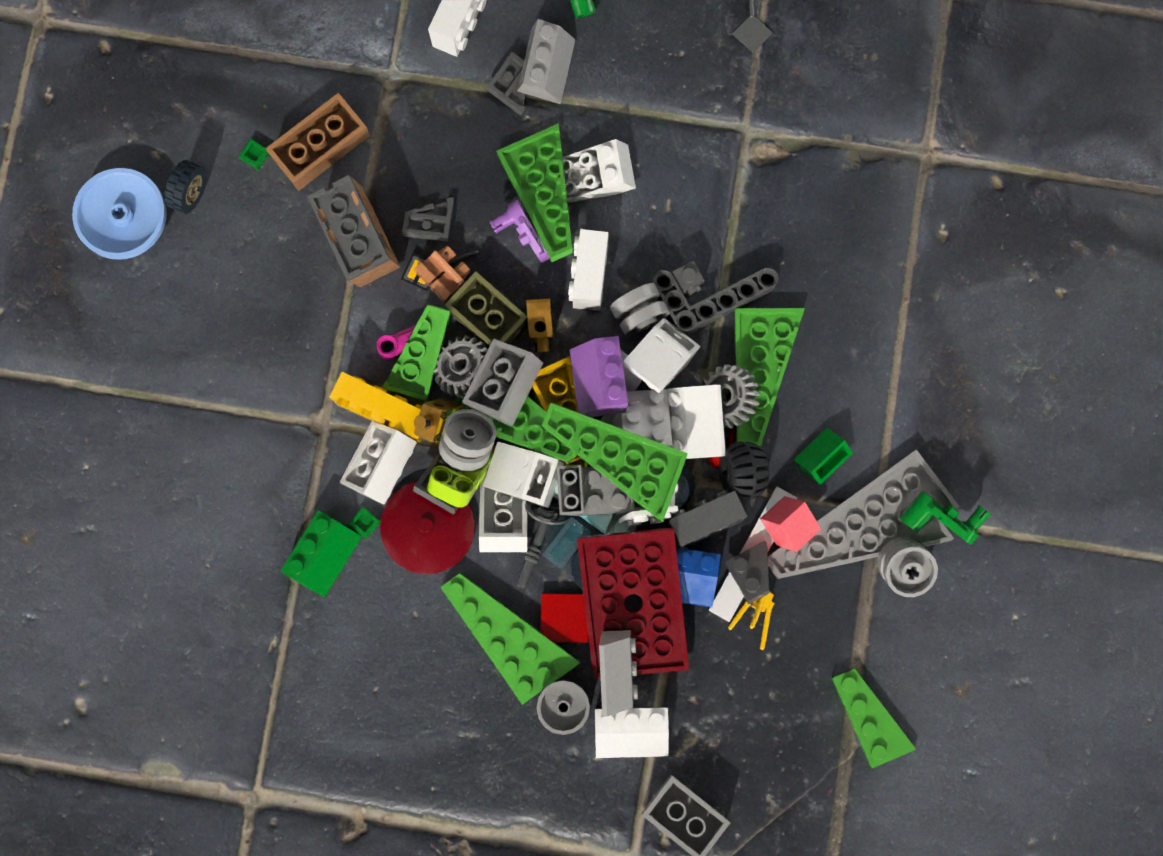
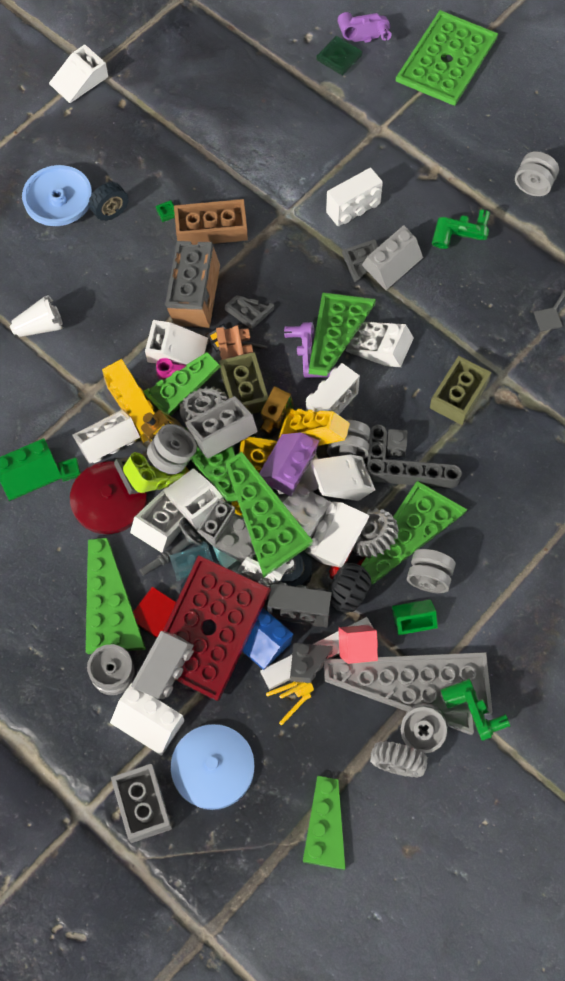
camera: 30 degrees right, 15 degrees down
(29, 41) = (79, 74): none -> white slope
(208, 376) = (37, 319): none -> white cone
(381, 313) = (174, 343): none -> white slope
(596, 321) = (320, 425): none -> yellow wedge
(717, 177) = (460, 390): none -> olive brick
(726, 734) = (212, 767): none -> light blue dish
(813, 400) = (431, 571): none -> light grey wheel
(903, 613) = (399, 759): none -> light grey gear

